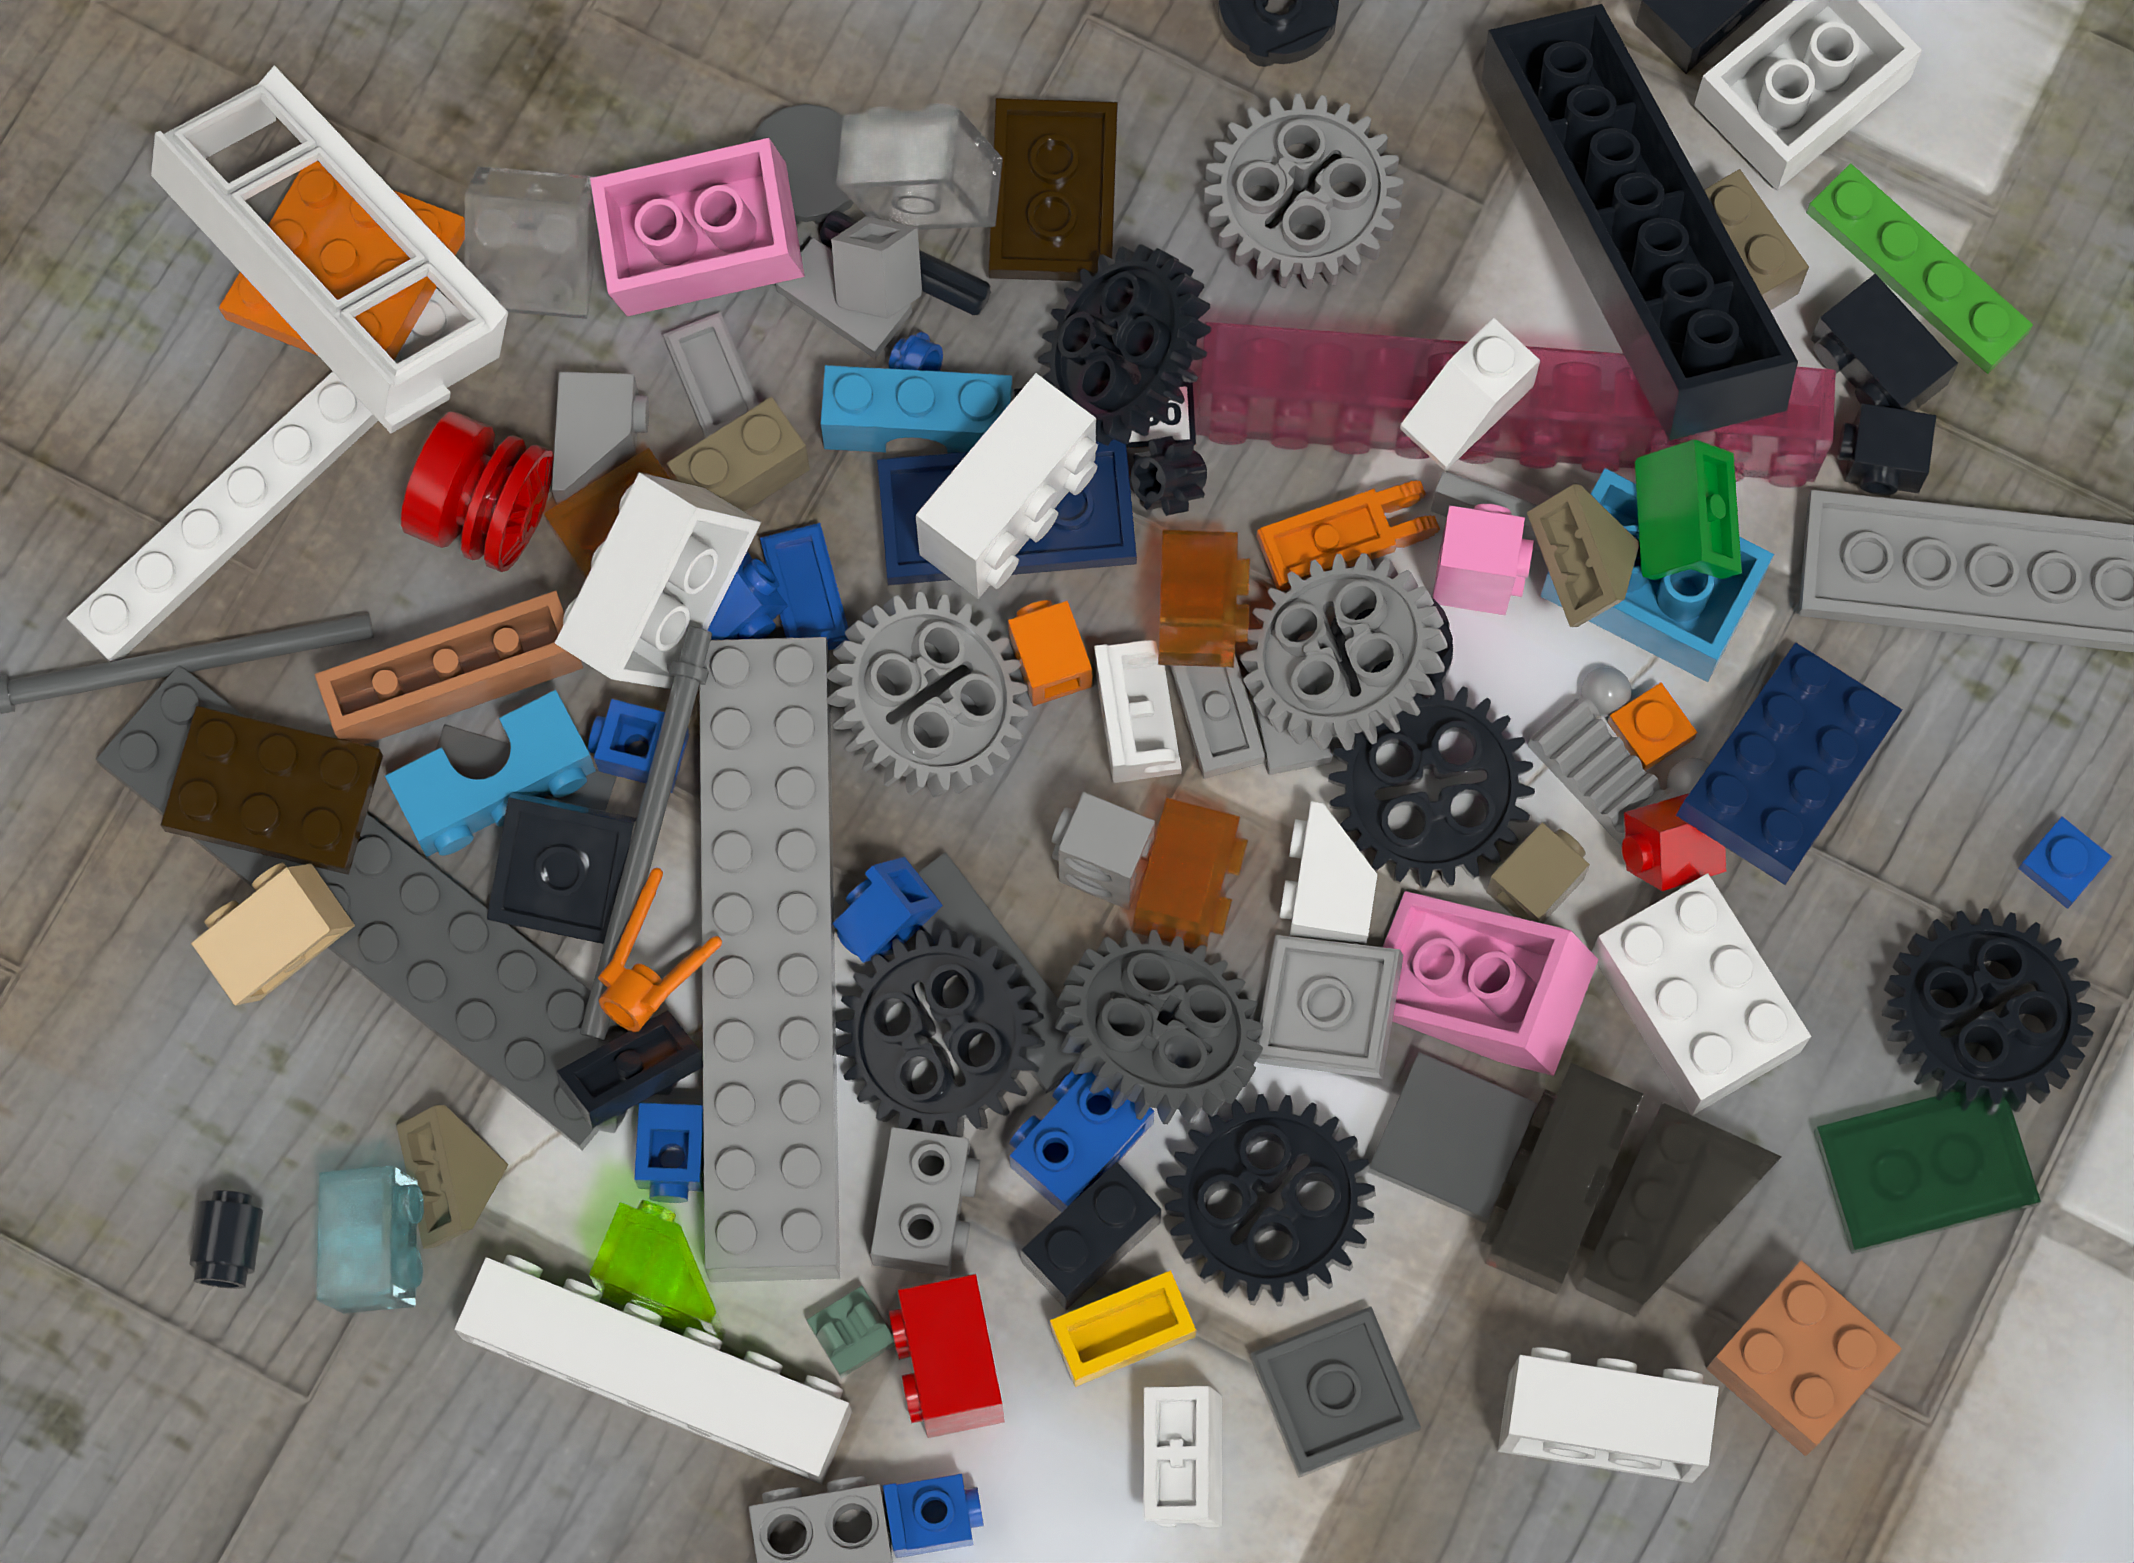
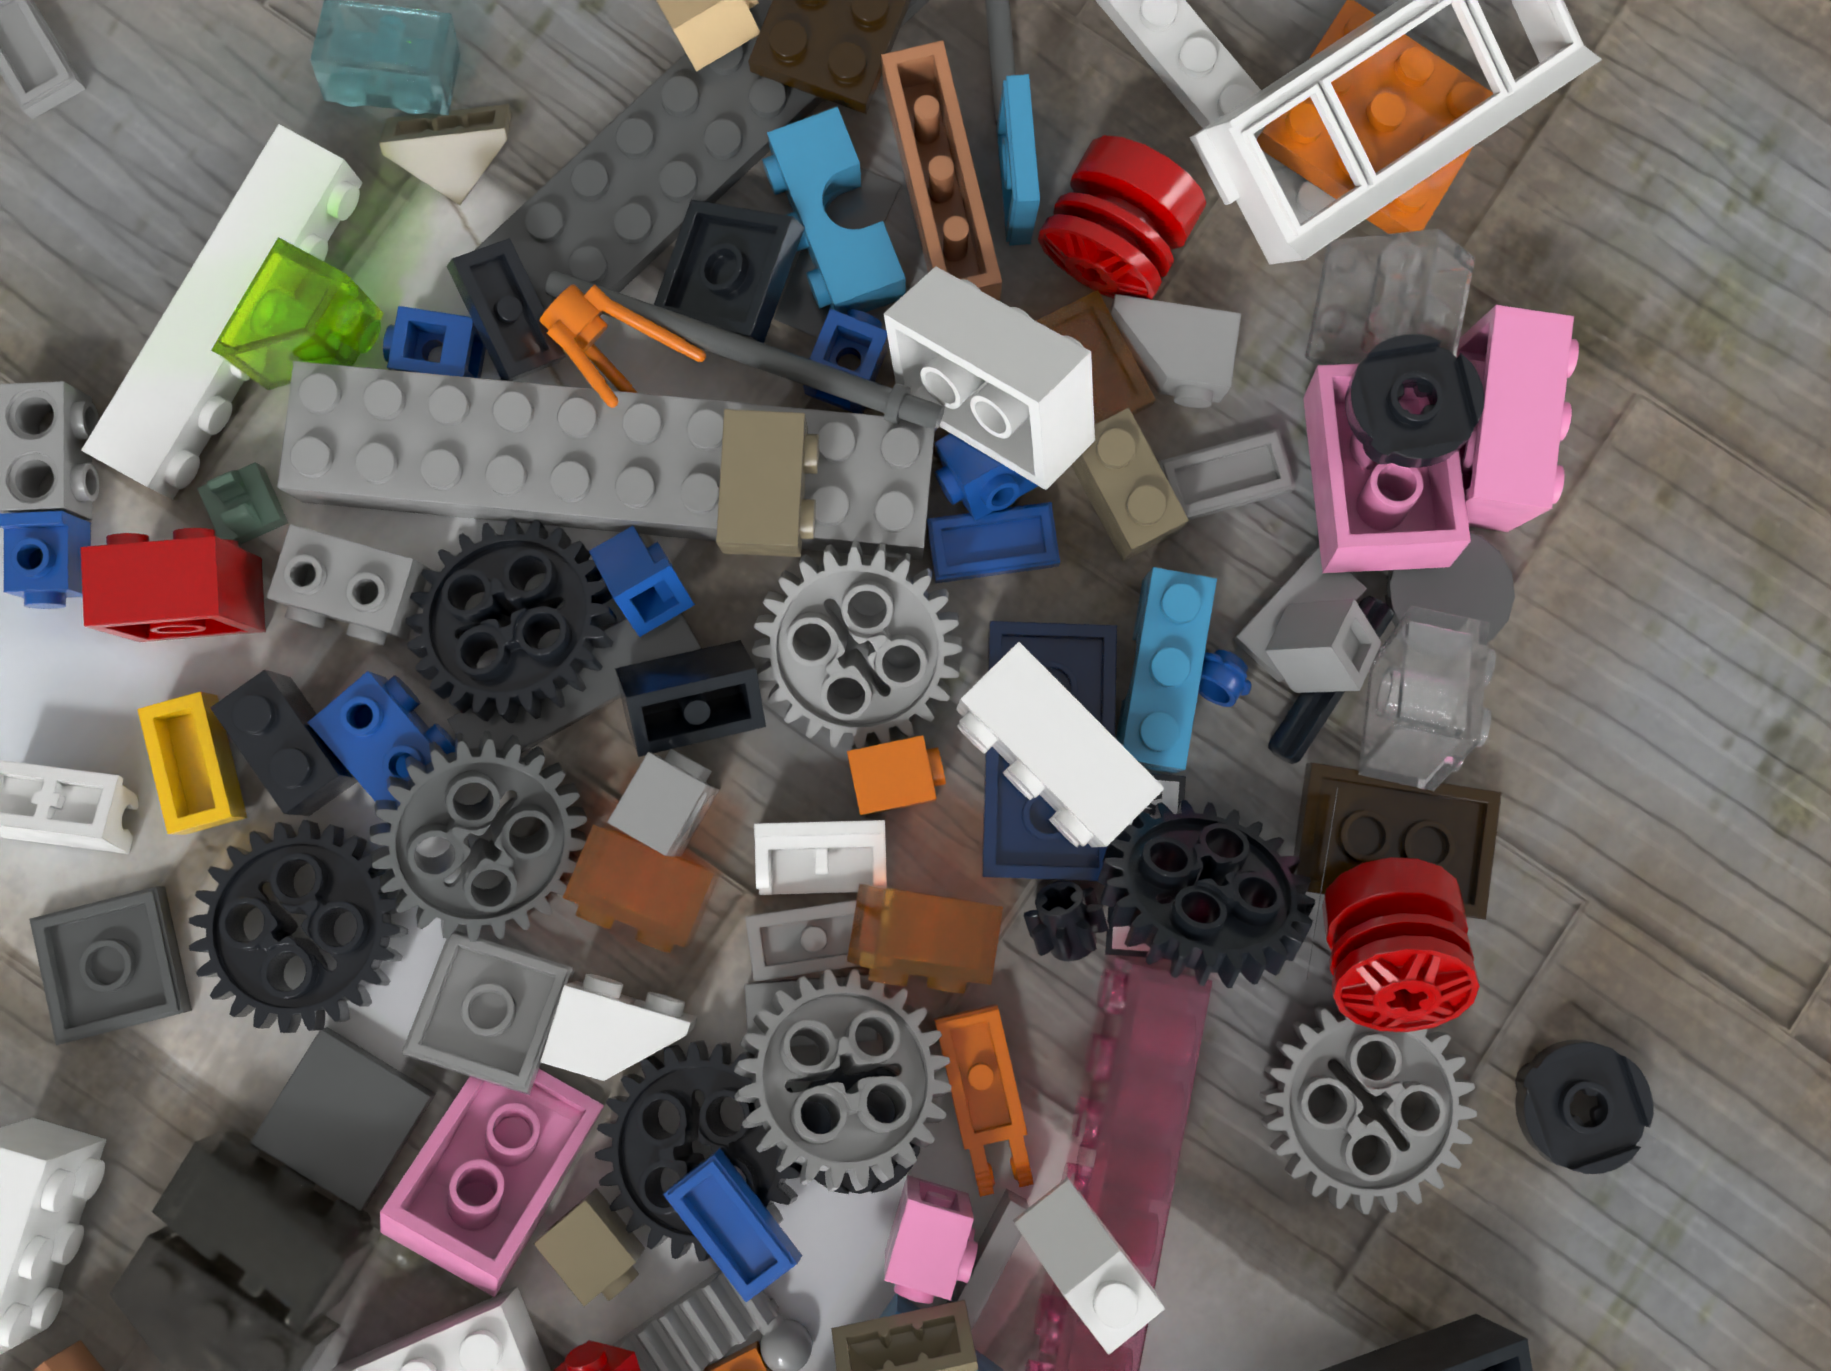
camera: 90 degrees right, 10 degrees up
(425, 596) = (1017, 160): none -> dark azure tile
(634, 114) = (1514, 447): none -> bright pink brick
(672, 216) = (1433, 372): none -> black plate
(786, 776) = (764, 483): none -> dark tan brick
(997, 843) = (690, 697): none -> black brick
(1100, 243) = (1322, 884): none -> dark grey sticker
(1151, 170) = (1399, 945): none -> red wheel
(1492, 732) = (733, 1225): none -> blue tile

